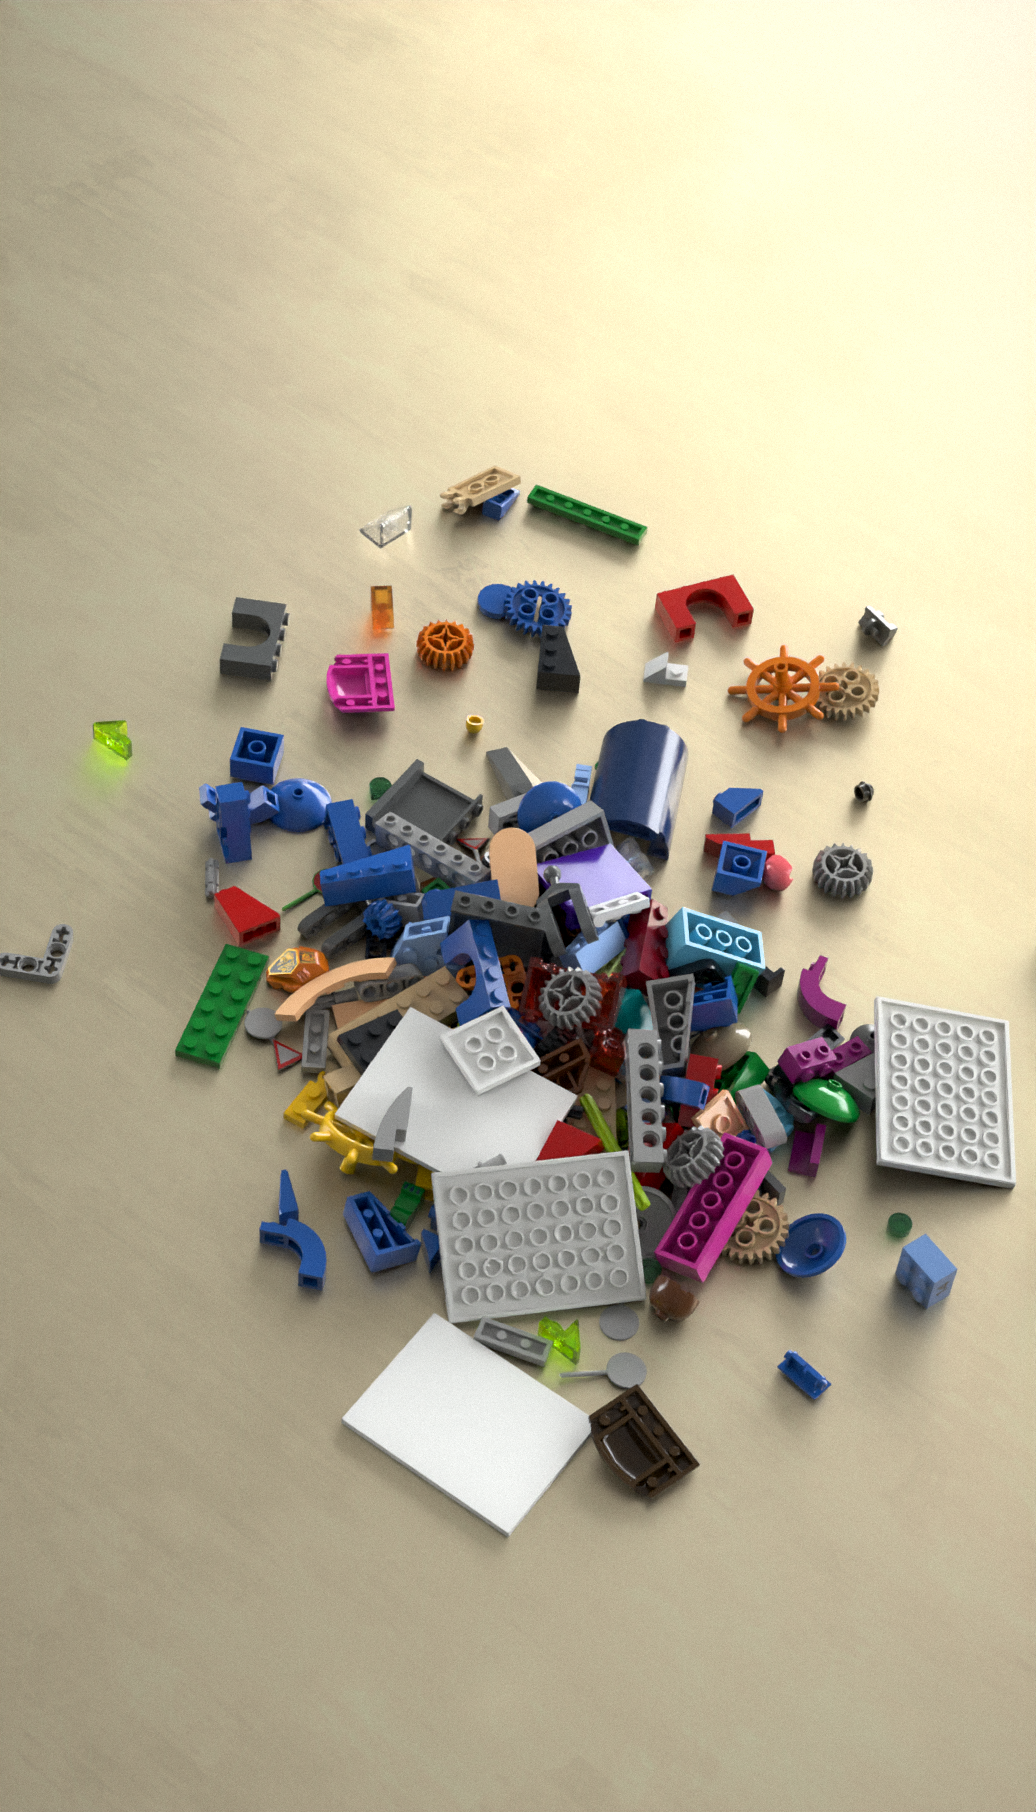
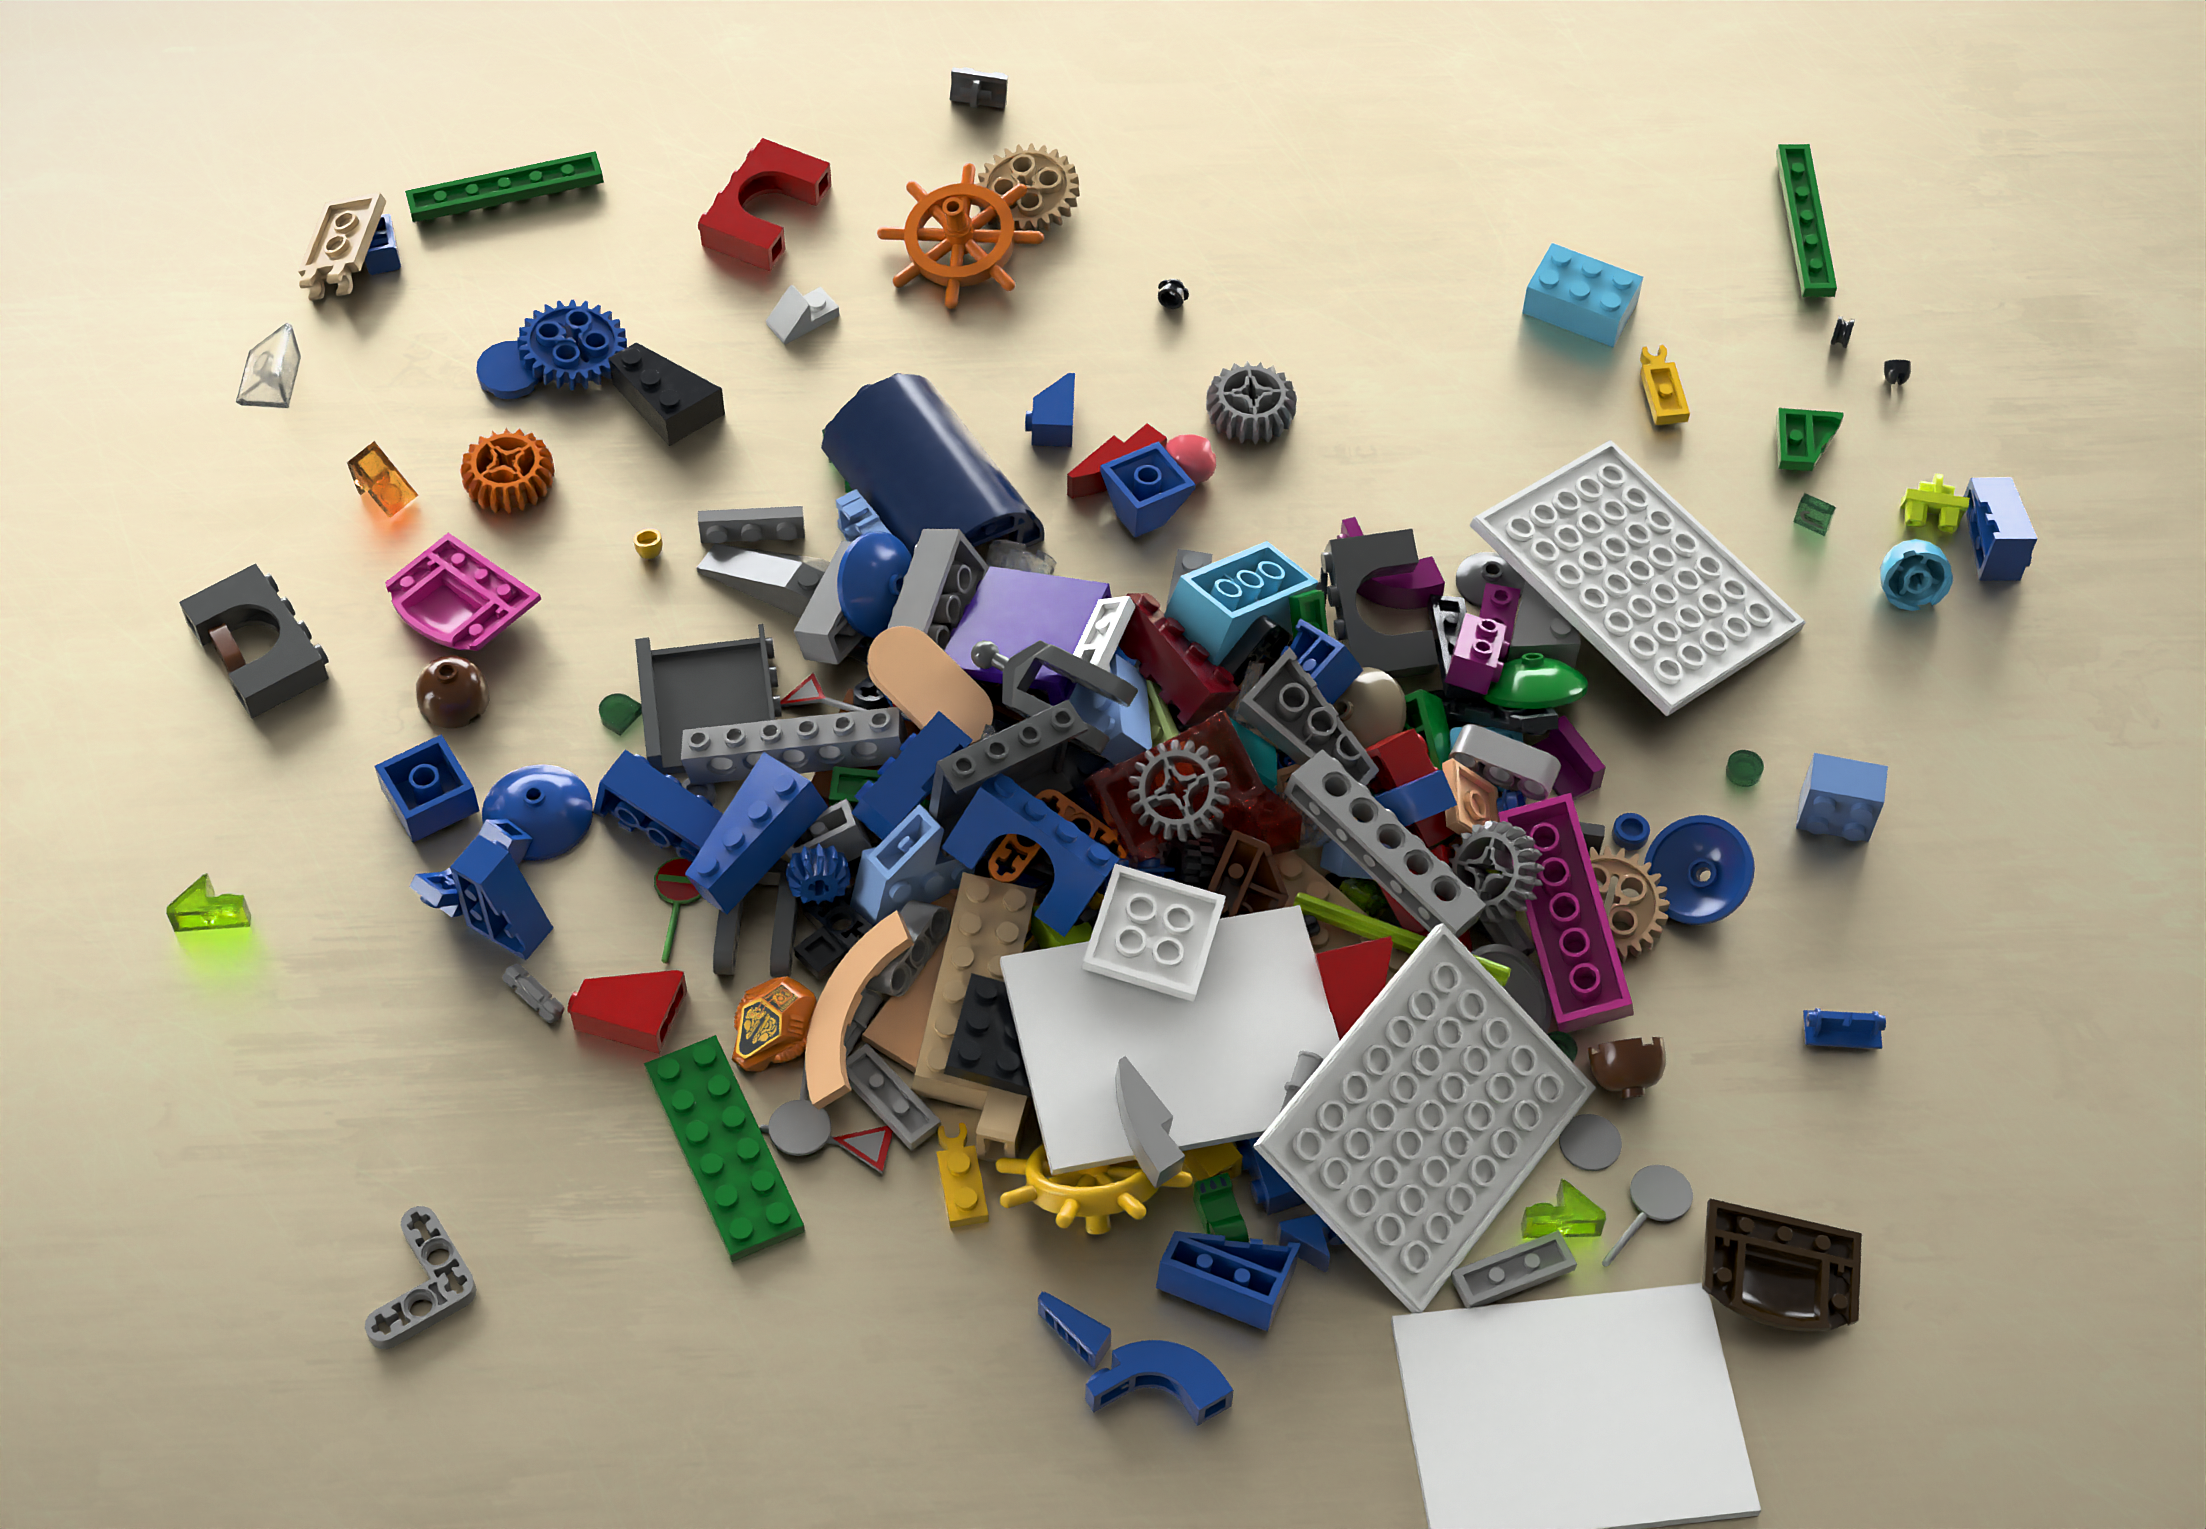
camera: 40 degrees left, 5 degrees up
(238, 632) = (226, 648): none -> reddish brown beam
(315, 724) = (451, 692): none -> reddish brown cylinder
(352, 954) = (820, 952): none -> black plate
(531, 749) = (751, 524): none -> light grey plate
(791, 975) = (1351, 564): none -> dark grey arch
(804, 1205) = (1630, 831): none -> blue tile

